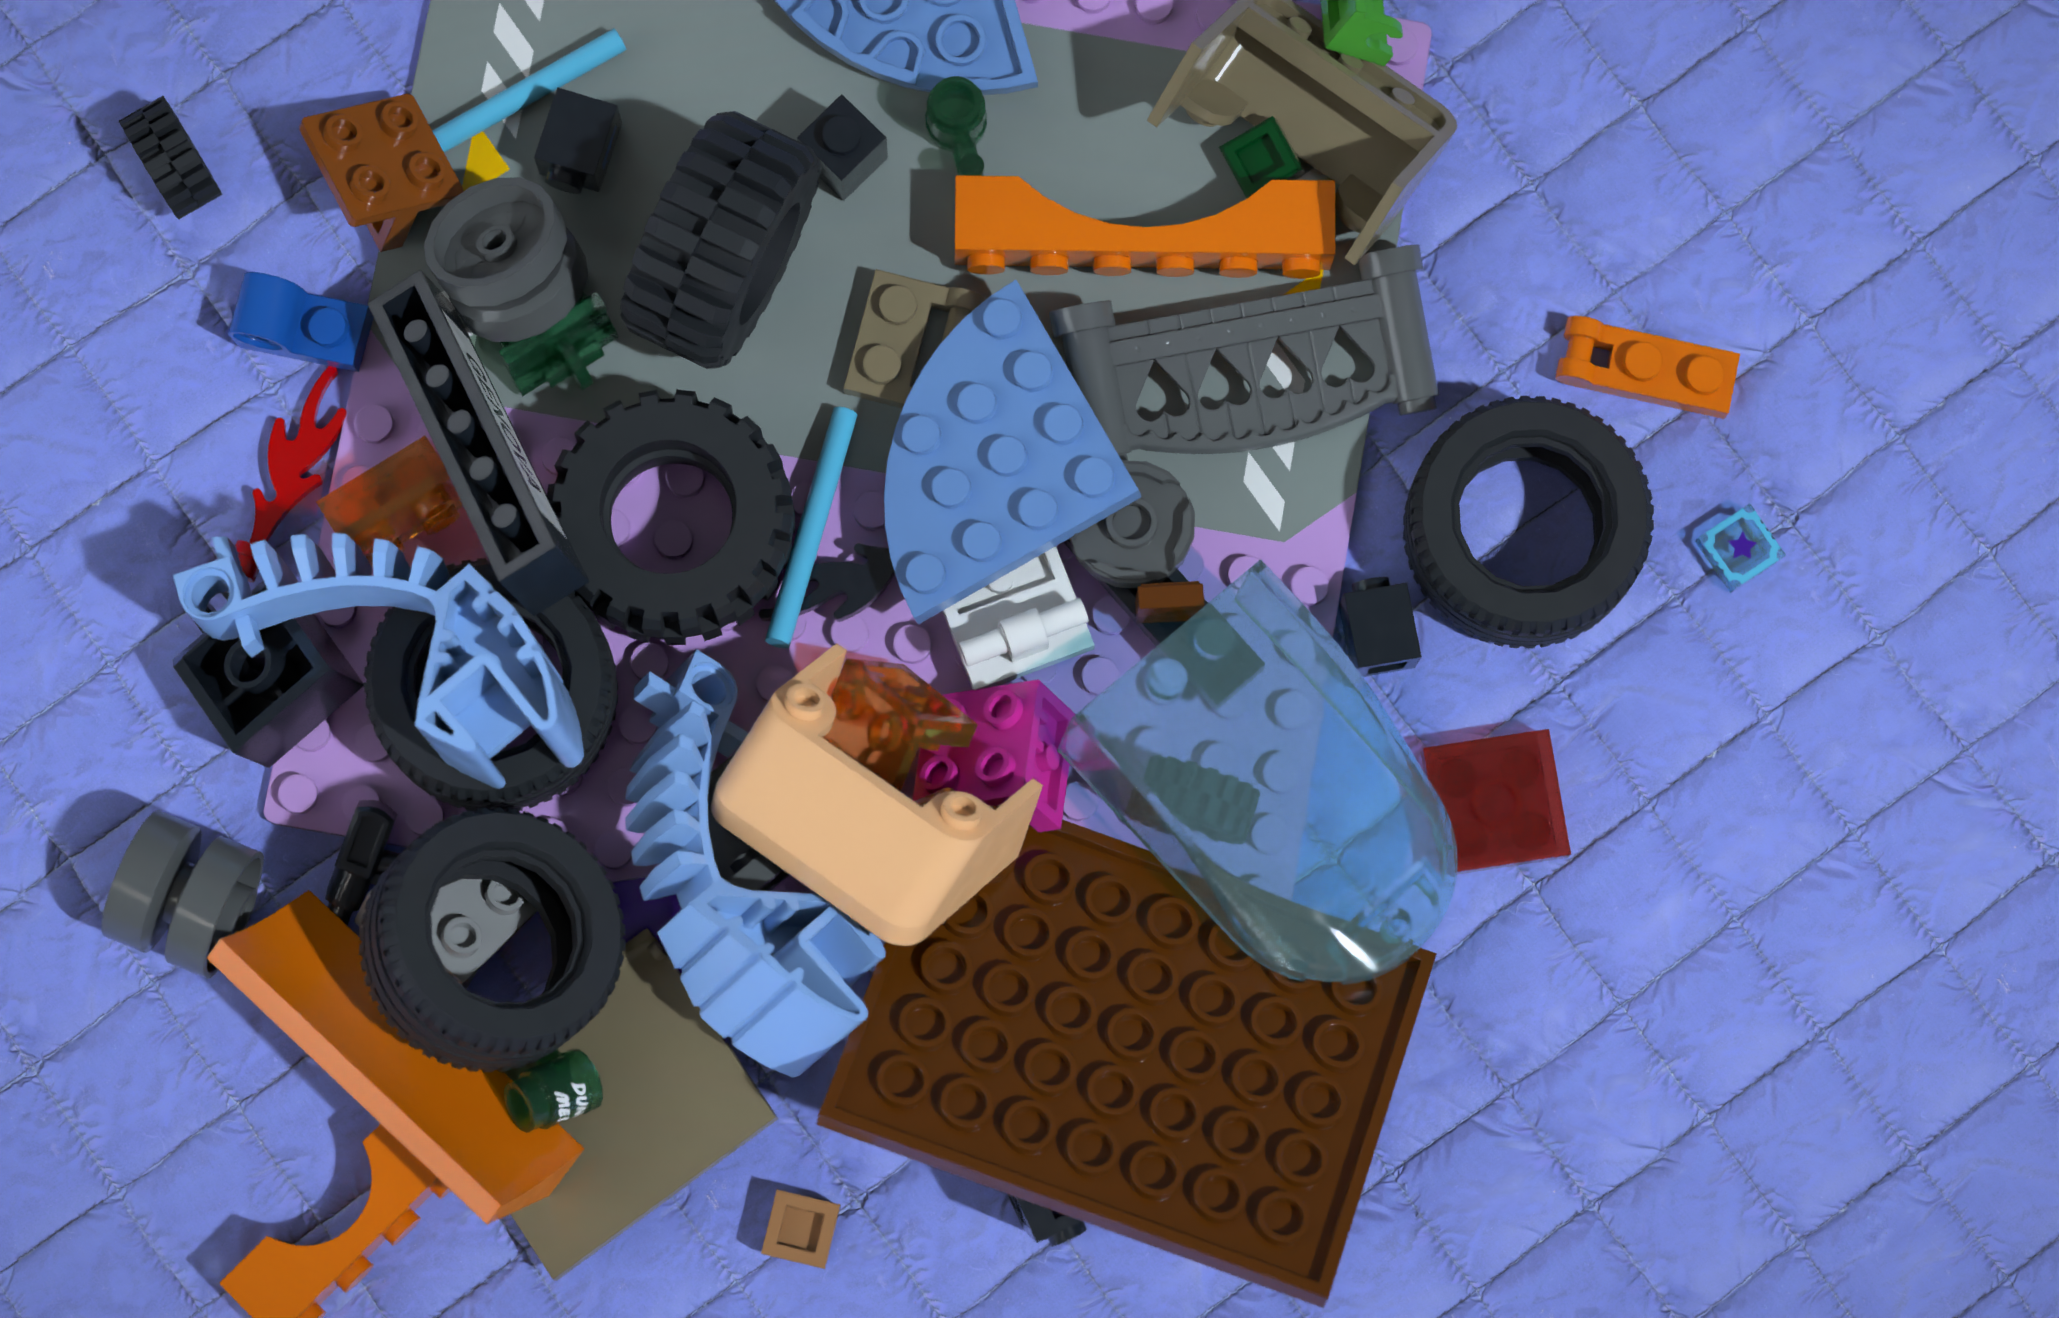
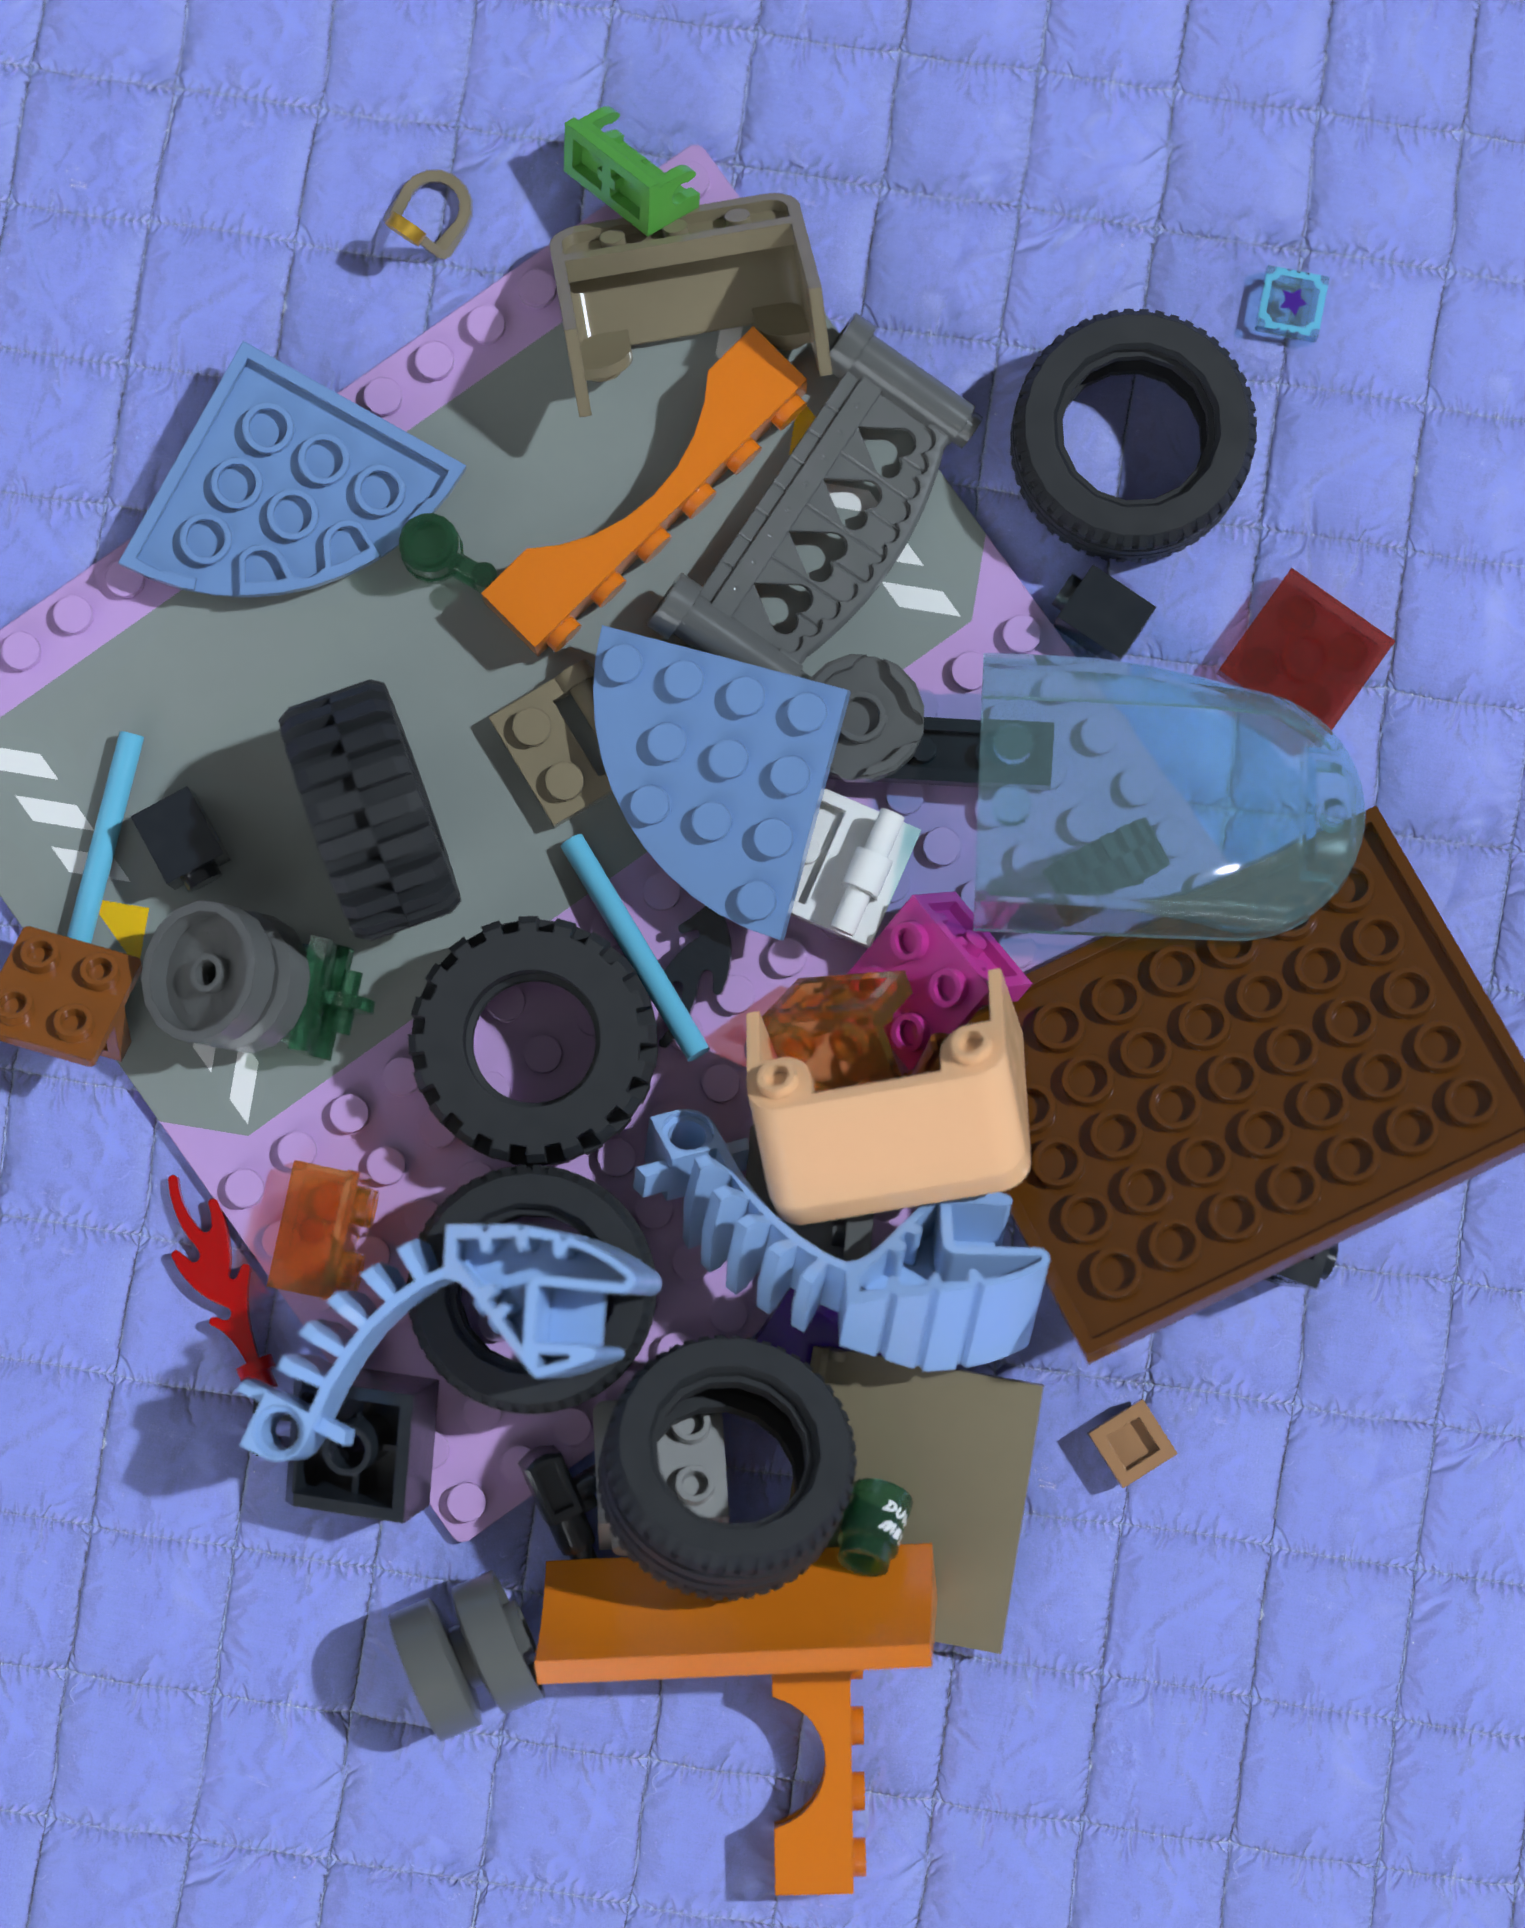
camera: 40 degrees left, 5 degrees up
(290, 323) = (118, 1171): blue plate -> none
(478, 444) = (349, 1130): black brick -> none
(846, 146) = (376, 650): black brick -> none
(1168, 601) = (947, 747): reddish brown tile -> none
(1261, 156) = (679, 361): dark green tile -> none
(1649, 367) = (1100, 237): orange plate -> none

